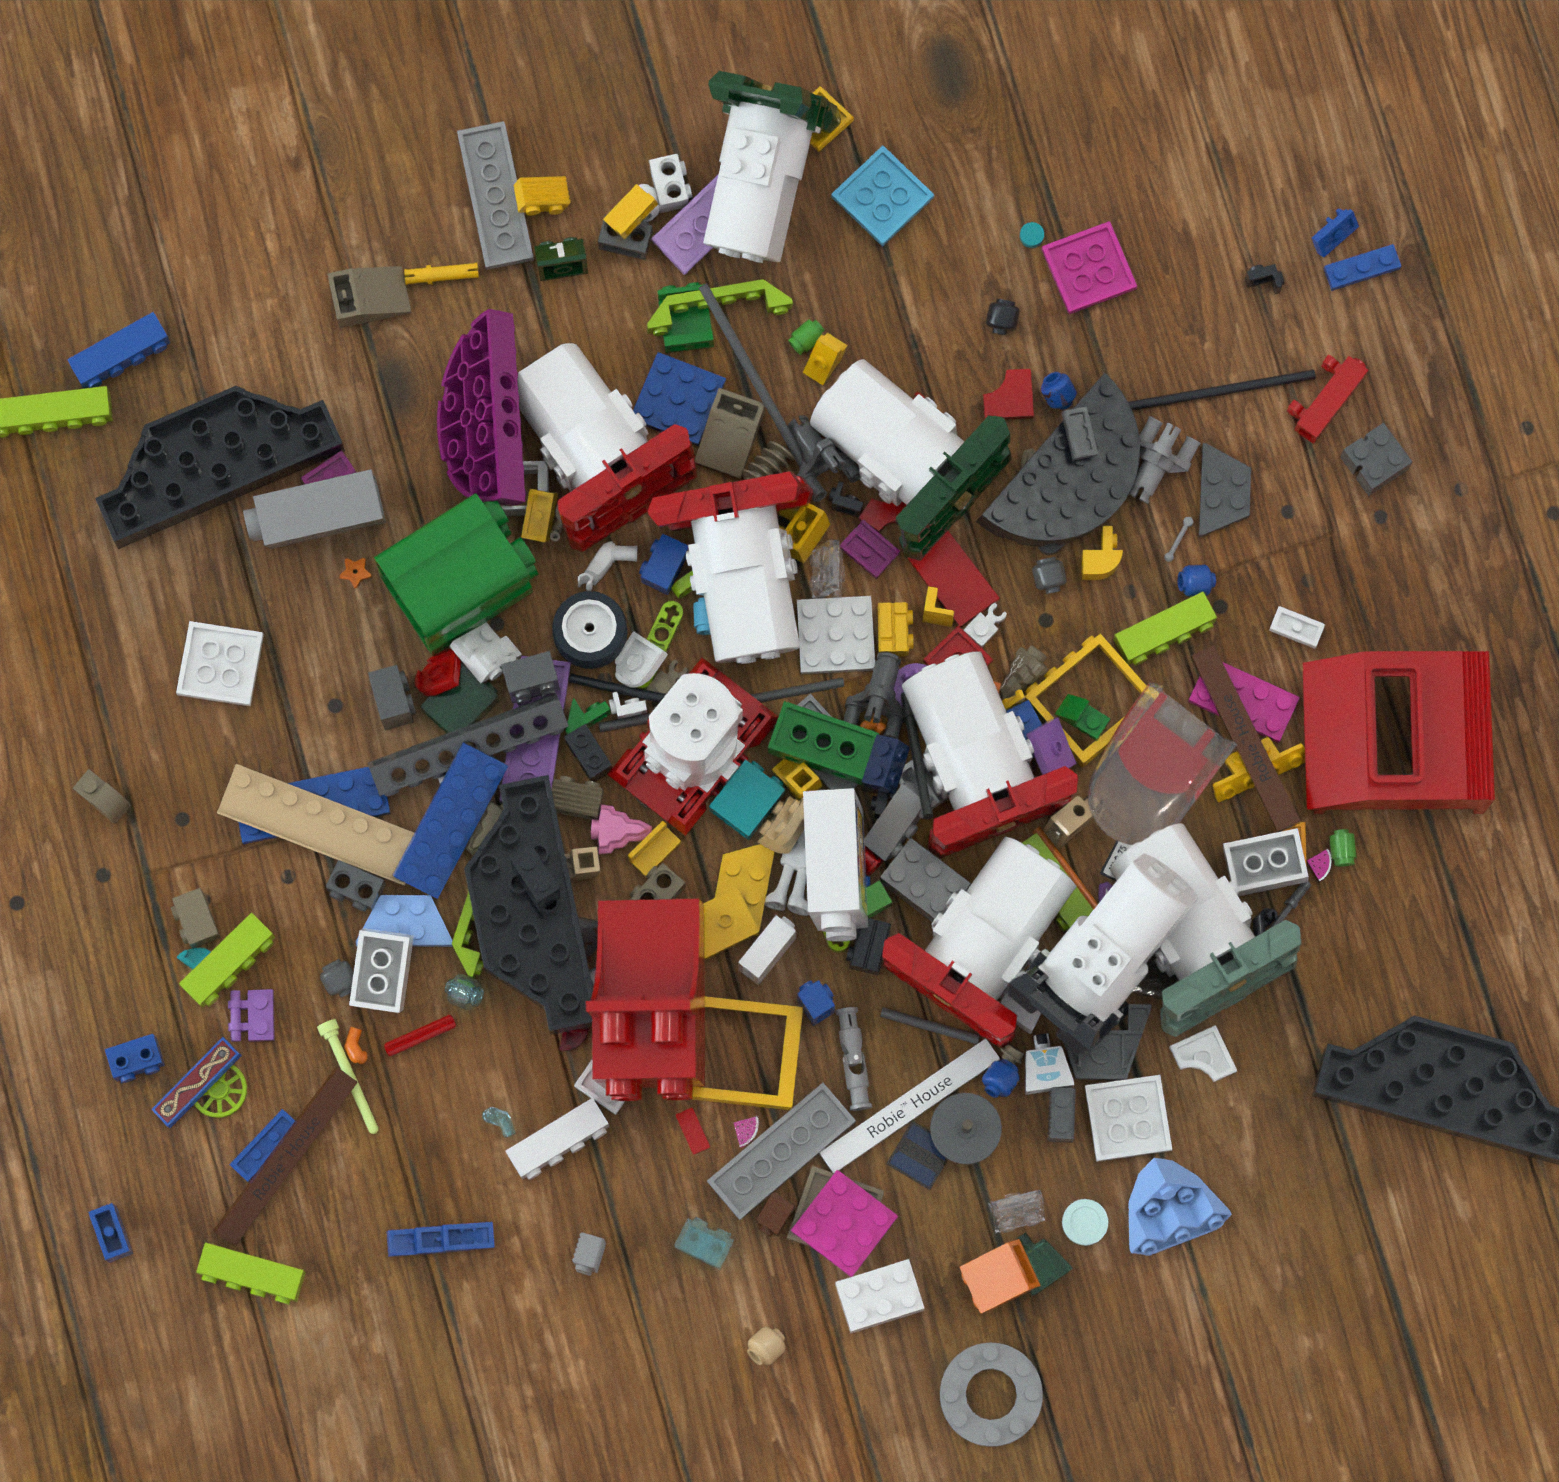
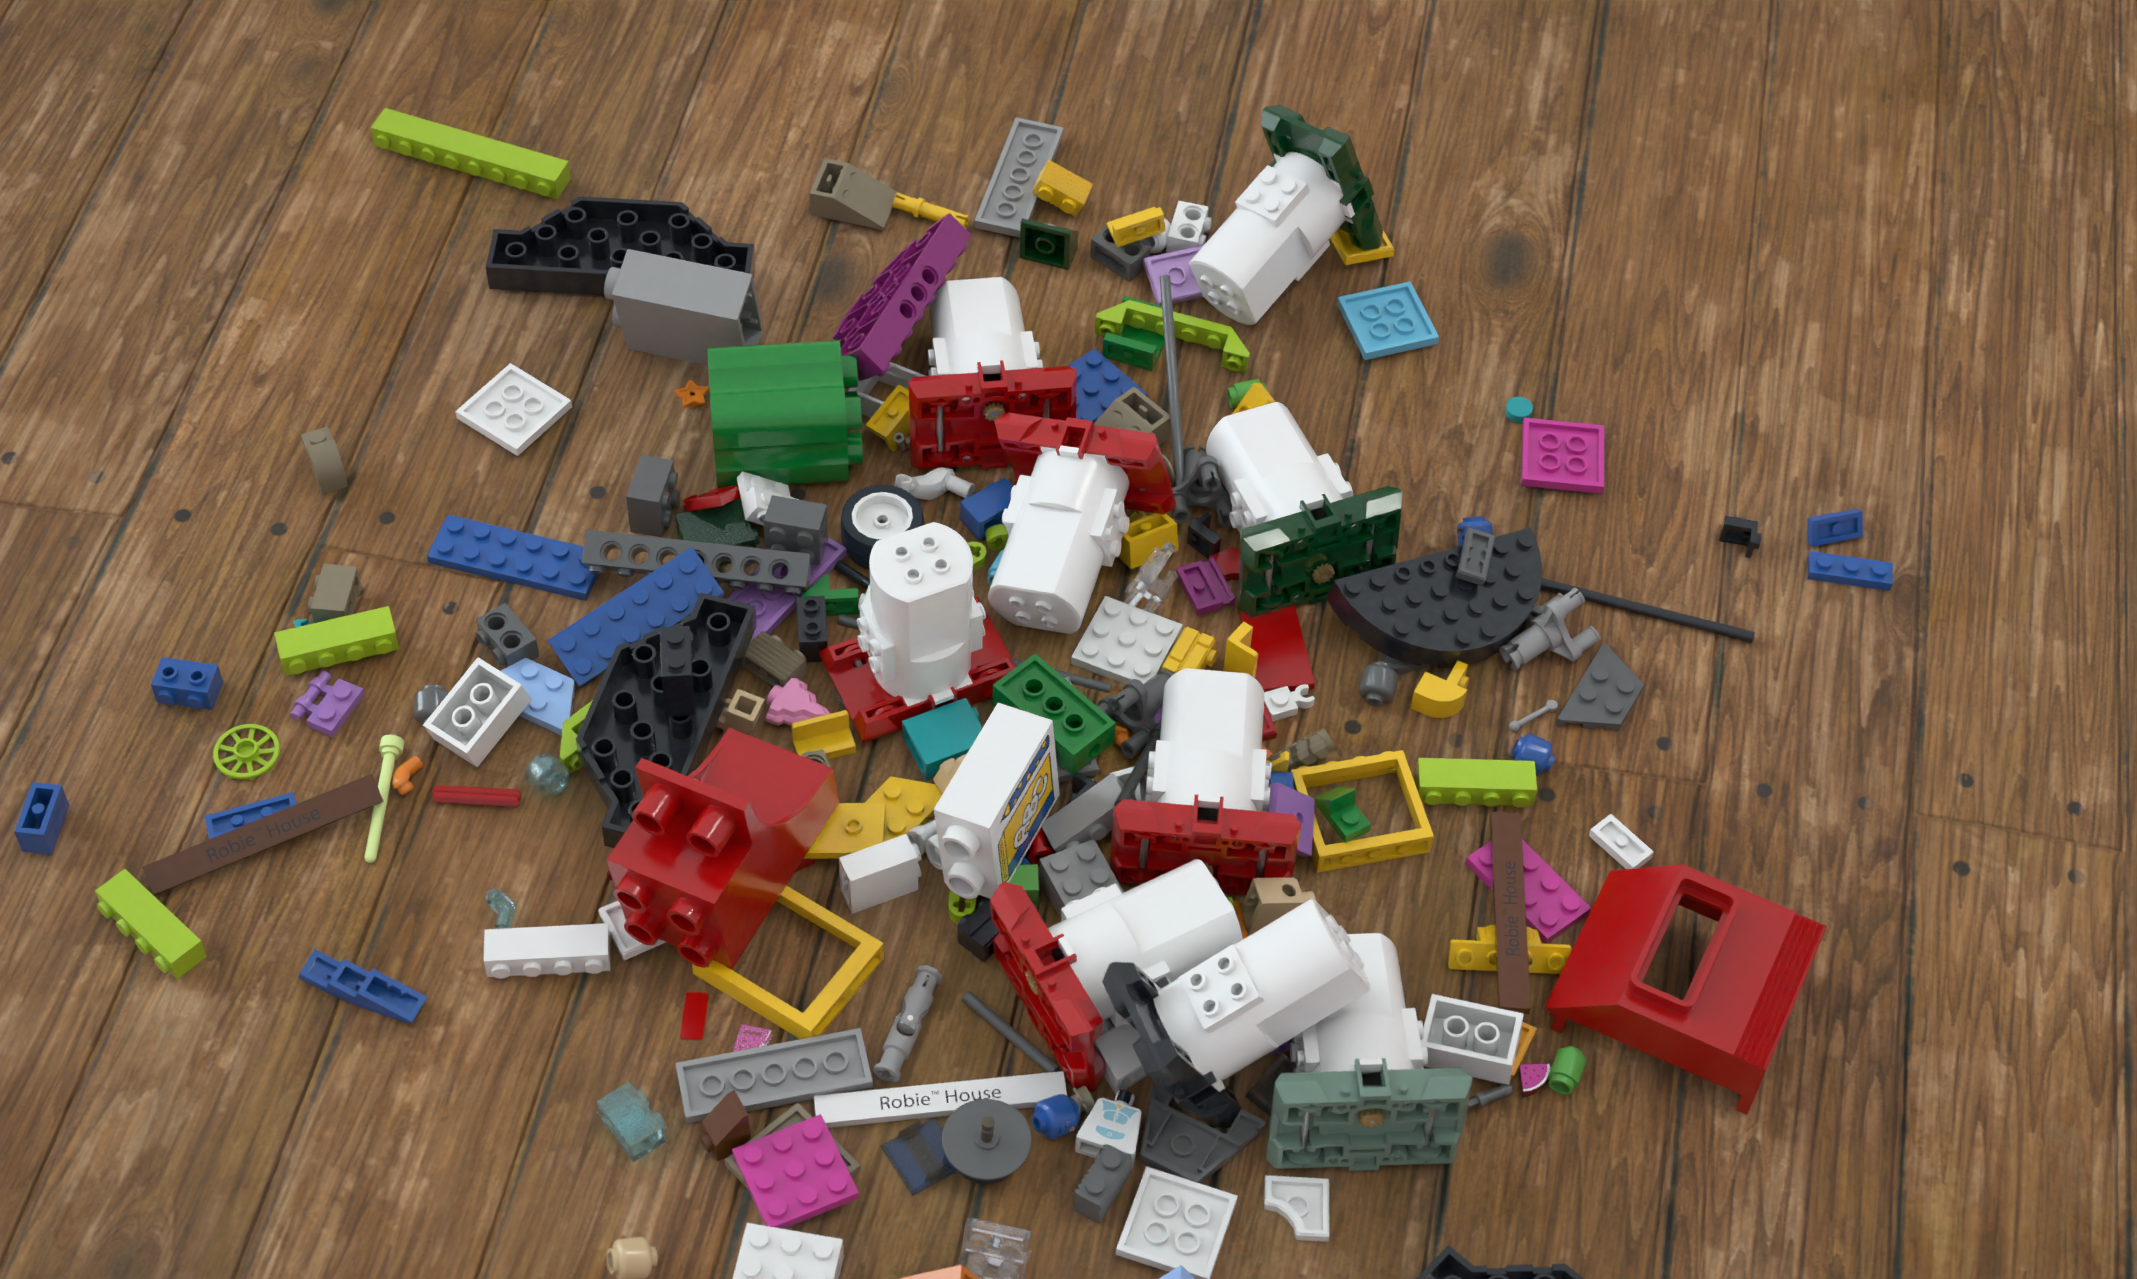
camera: 25 degrees right, 25 degrees down
(119, 351) = (600, 144): blue brick -> none
(196, 1082) = (228, 731): tile -> none
(314, 822) = (504, 562): tan plate -> none
(588, 1254) = (502, 1067): light grey brick -> none
(816, 1001) = (900, 944): blue brick -> none
(885, 764) = (1106, 753): dark blue brick -> none
(1002, 316) = (1452, 456): black head -> none
(1012, 398) = (1427, 526): red tile -> none
(1153, 768) = (1398, 883): clear windscreen -> none
(1331, 399) = (1760, 661): red brick -> none
(1379, 457) = (1788, 731): dark grey piece -> none

